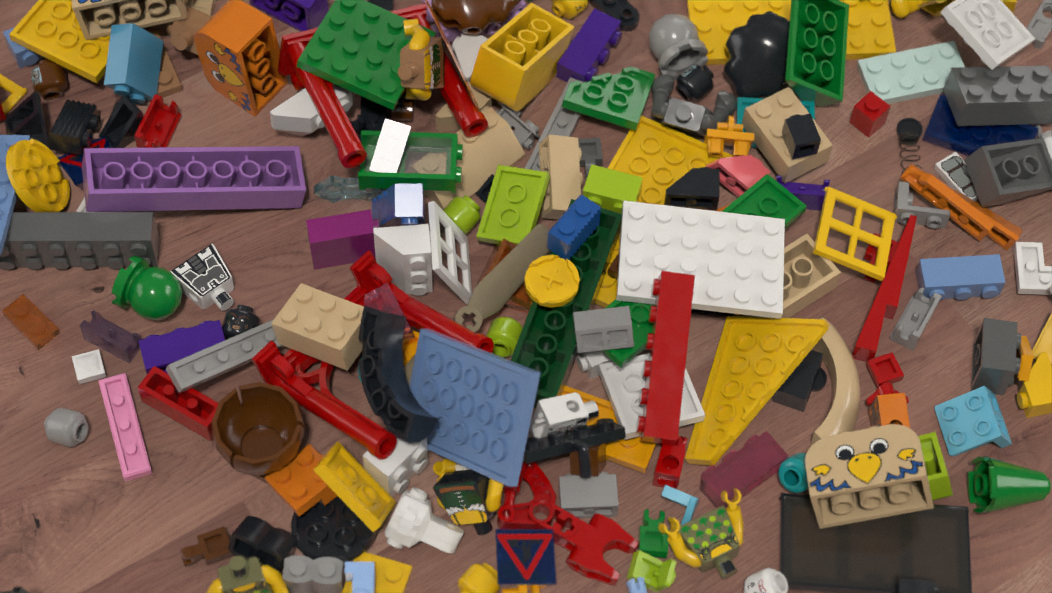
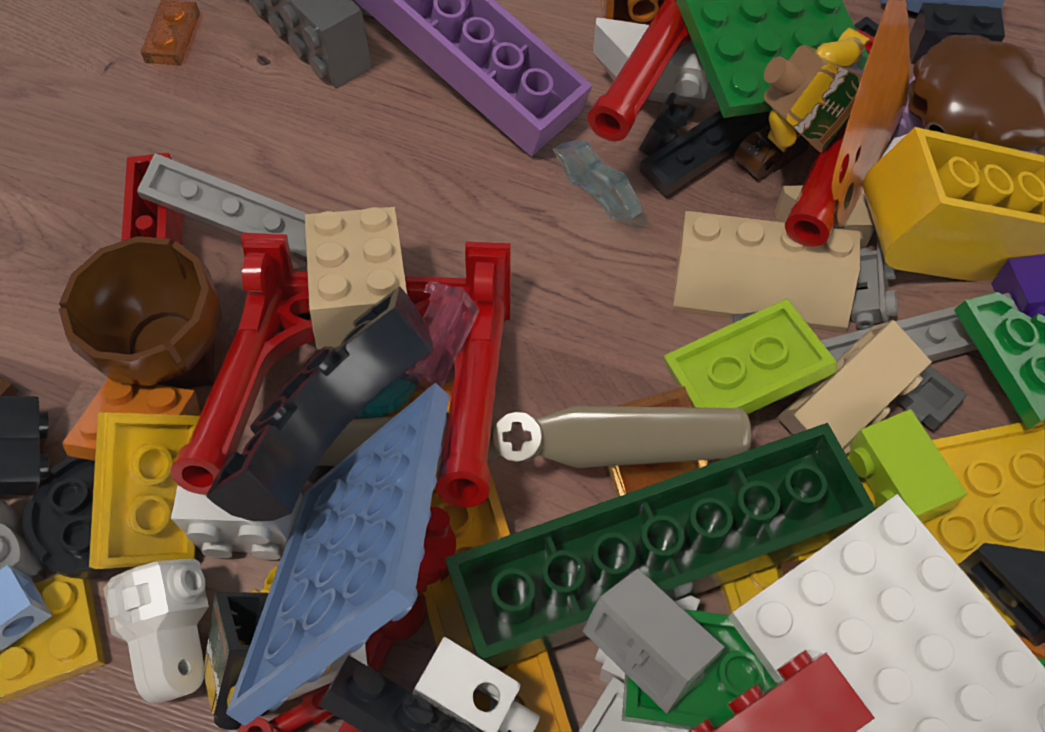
camera: 55 degrees right, 0 degrees up
(66, 427) = (48, 141): light grey head -> none
(88, 366) = (152, 113): white tile -> none
(111, 337) = (202, 104): hinge -> none
(125, 427) = (89, 203): bright pink tile -> none
(149, 291) = (275, 83): green tile -> none
(179, 344) = (226, 159): dark purple brick -> none
(206, 279) = (349, 132): torso -> none
(239, 321) = (314, 195): black head -> none
(341, 238) = (515, 209): magenta brick -> none
(390, 147) = (670, 156): tile -> none
(400, 206) = (608, 238): blue wedge -> none
(406, 256) = (552, 296): white slope -> none
(426, 160) = (684, 197): green door -> none
(452, 232) = (640, 313): white window -> none
(463, 213) = (681, 318): lime head -> none
(505, 335) = (550, 499): lime head -> none
(551, 281) = (670, 498): yellow tile -> none
(573, 227) = (781, 458): blue brick -> none

